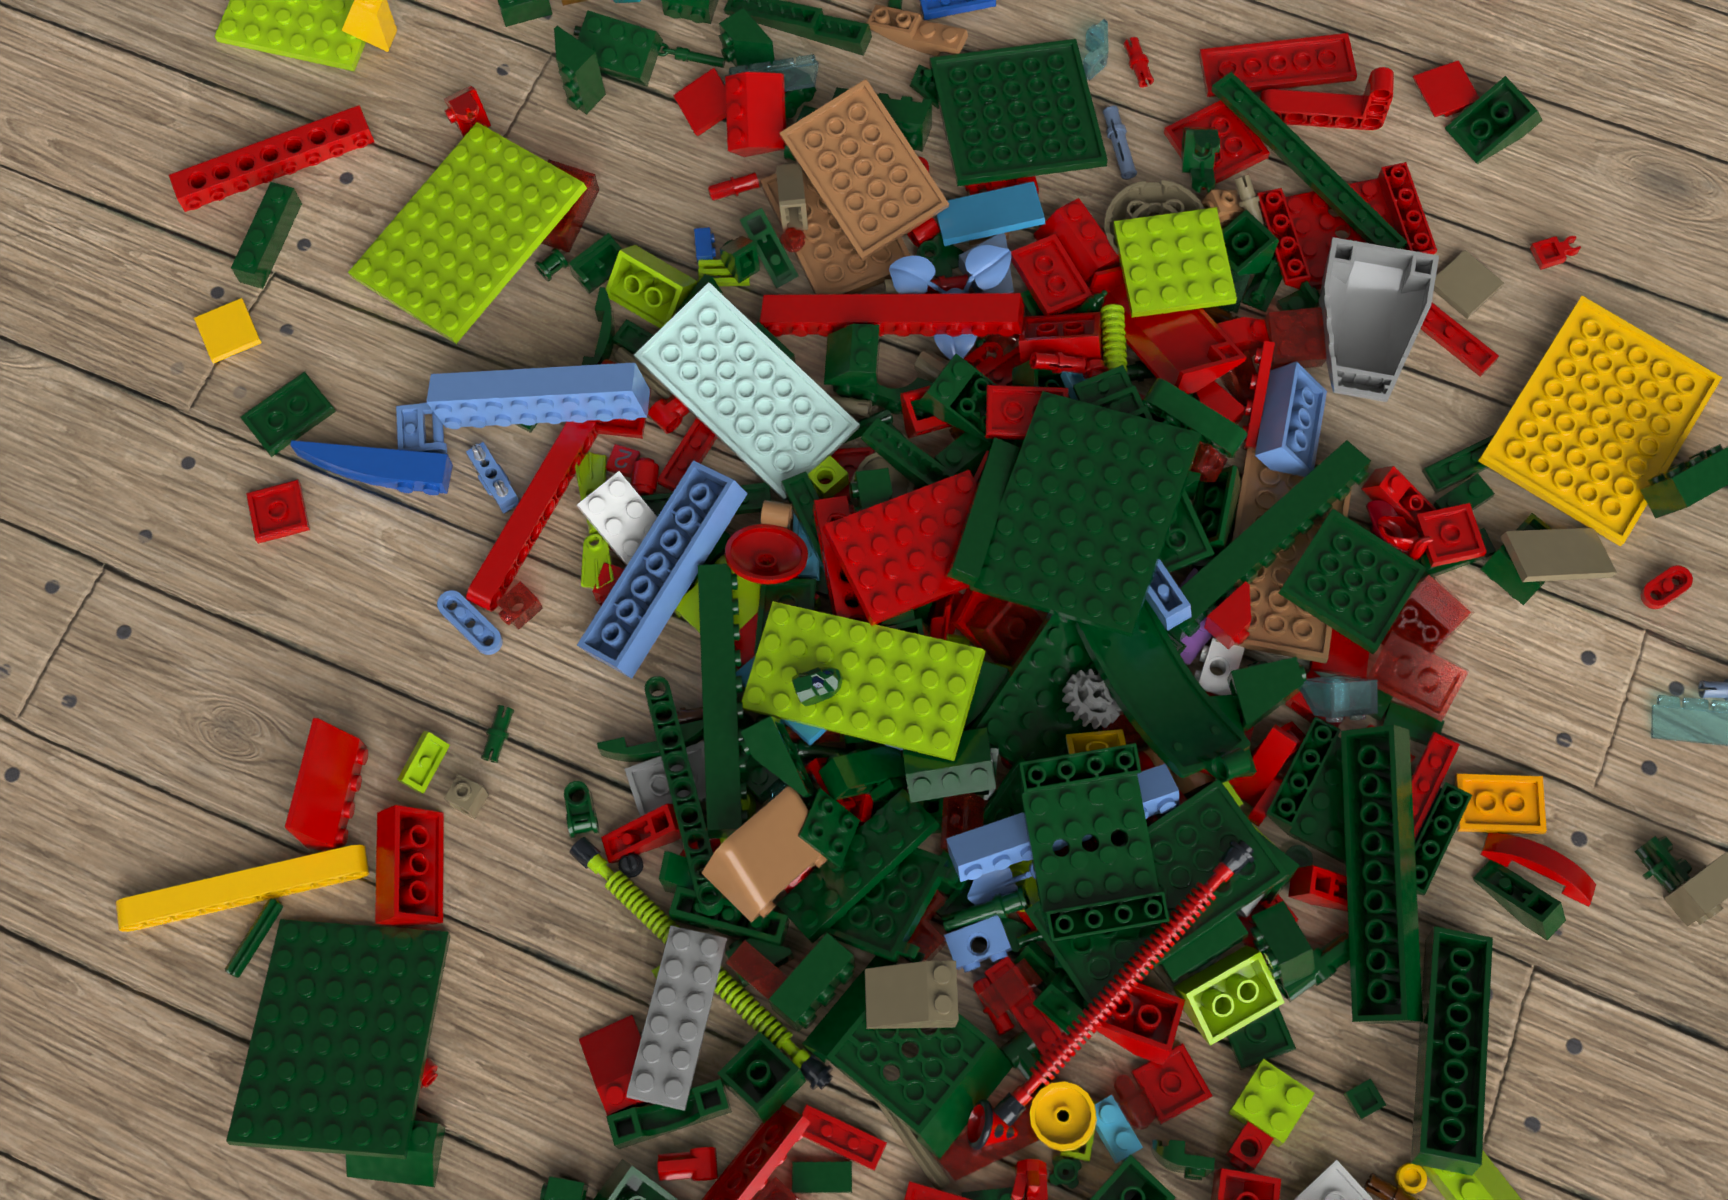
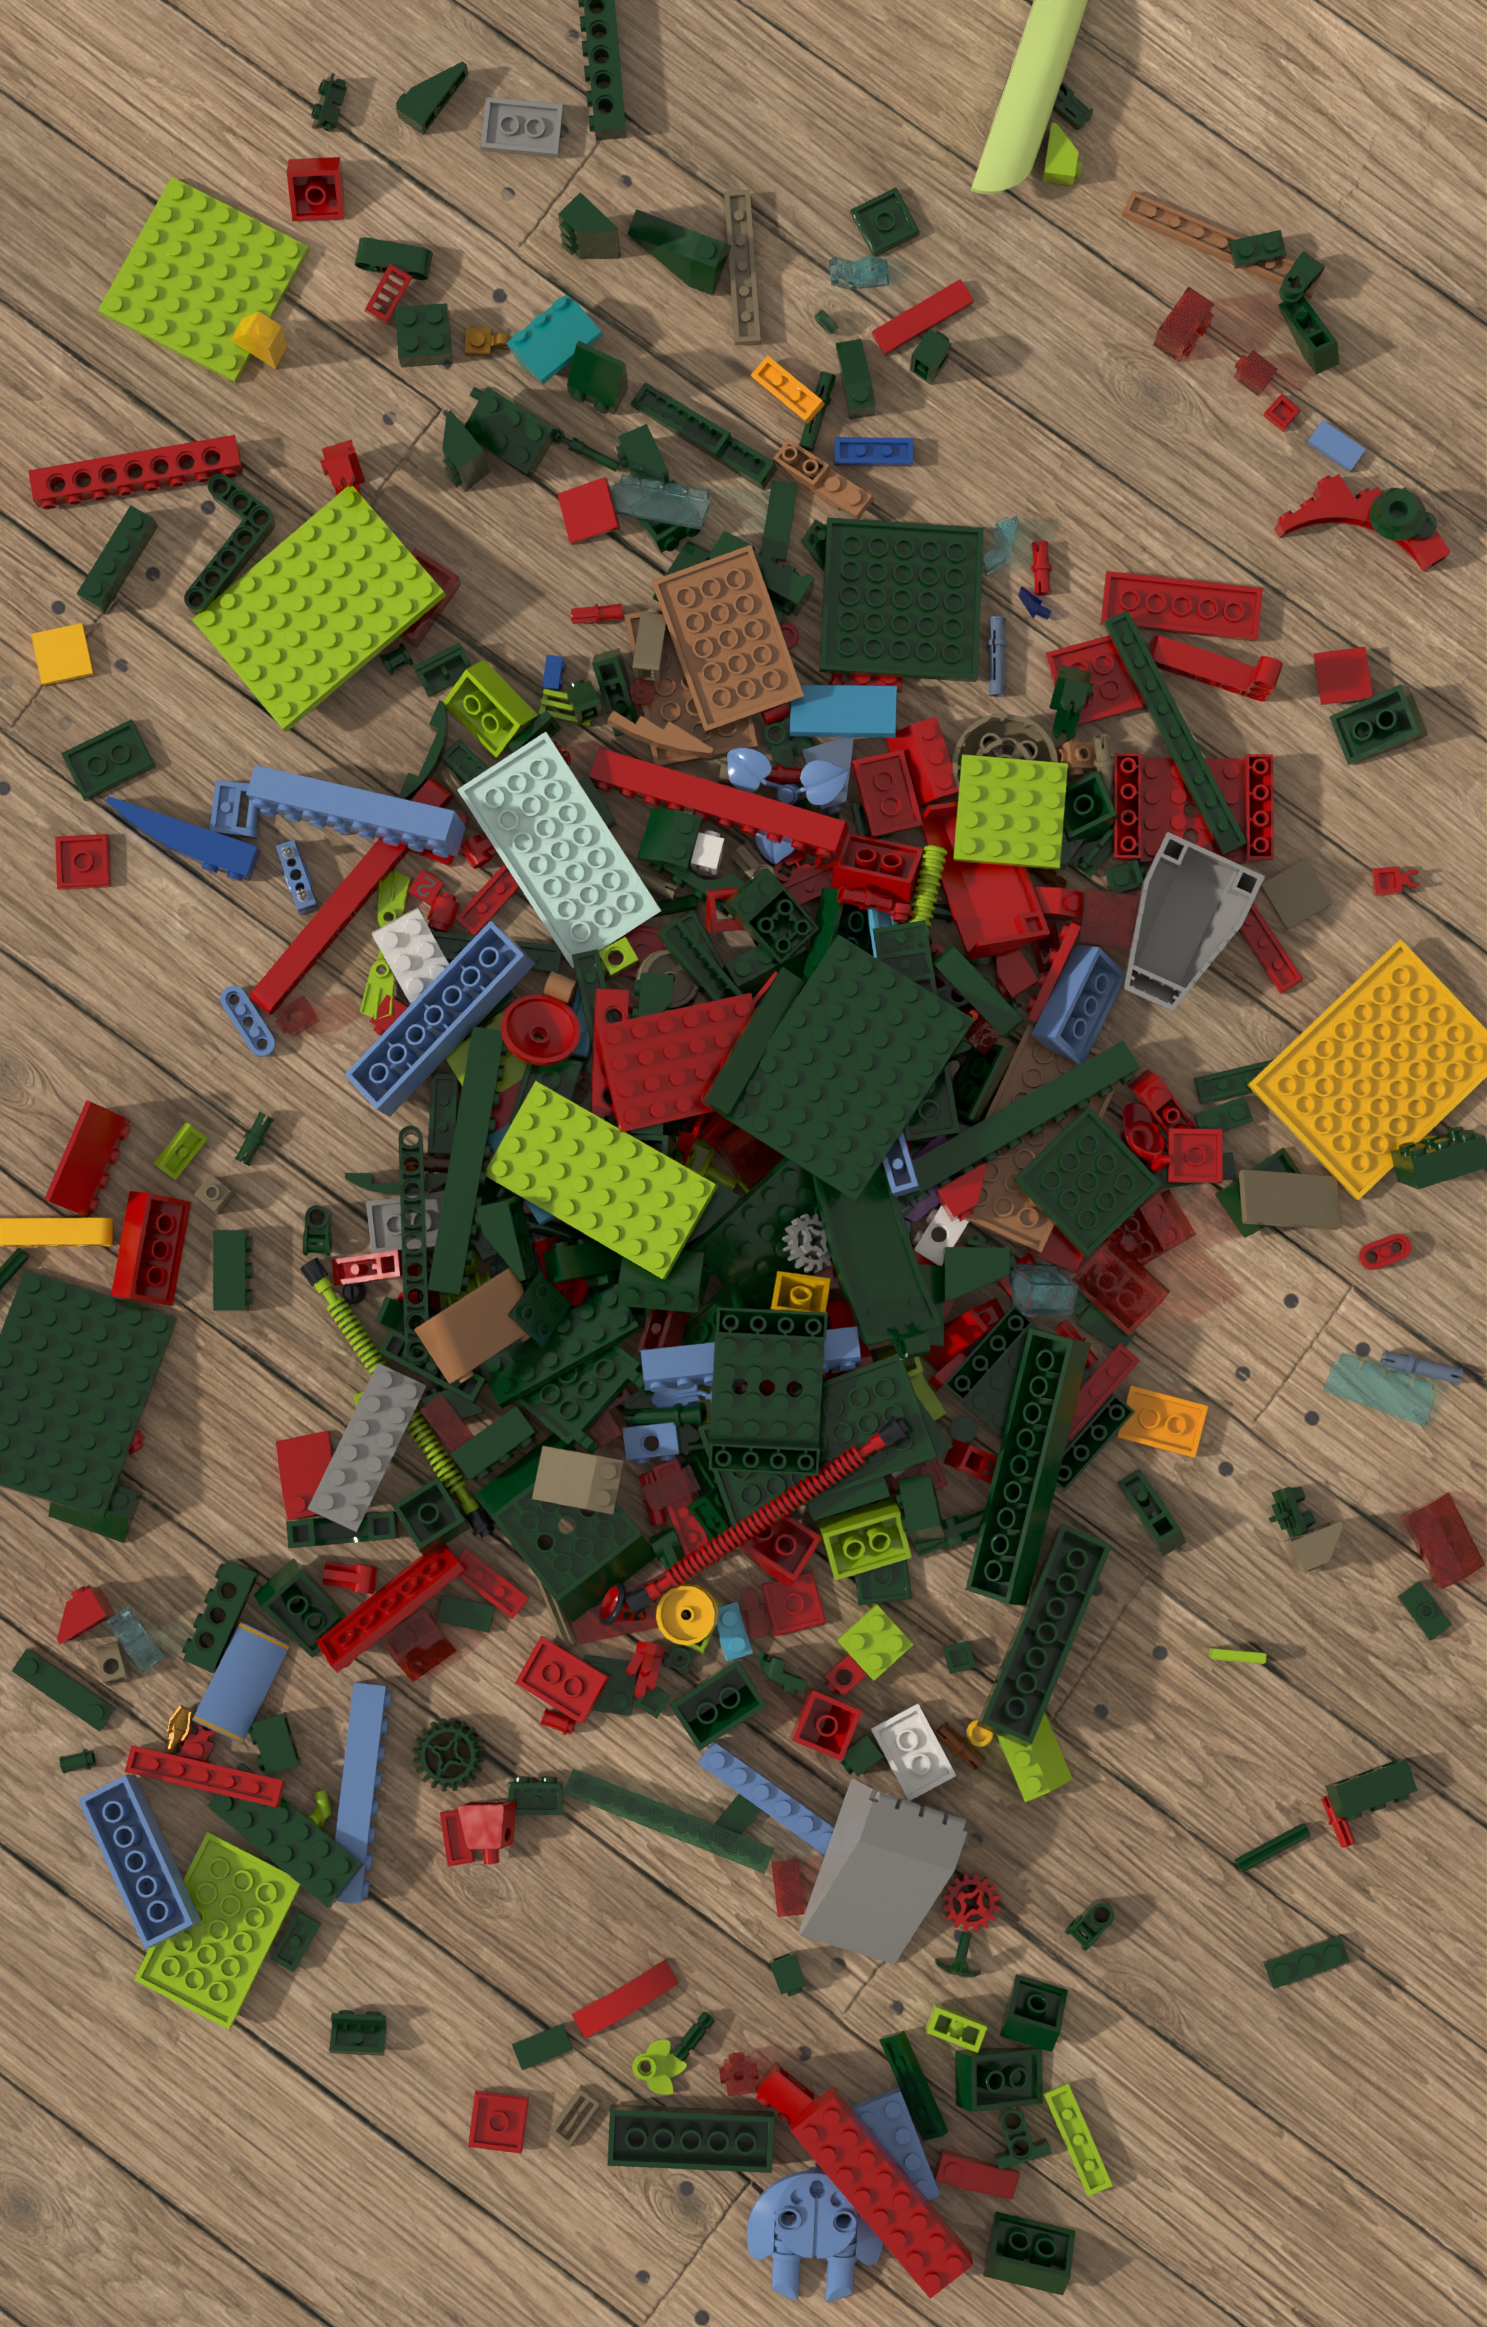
camera: 10 degrees right, 15 degrees up
(376, 201) = (232, 546): none -> dark green beam
(499, 870) = (232, 1270): none -> dark green brick
(685, 666) = (442, 1113): none -> dark green plate
(755, 112) = (634, 543): red slope -> none
(817, 685) = (556, 1178): dark green rock -> none
(828, 272) = (669, 739): none -> medium nougat slope
(884, 68) = (779, 519): none -> dark green tile
(892, 363) = (707, 854): none -> white brick
(1012, 409) = (809, 939): red tile -> none
(1092, 303) = (917, 836): dark green piece -> none
(1140, 93) = (1033, 604): none -> clear blue bar
(1543, 860) = (1181, 1484): red slope -> none
(1659, 1027) = (1237, 1655): none -> lime tile

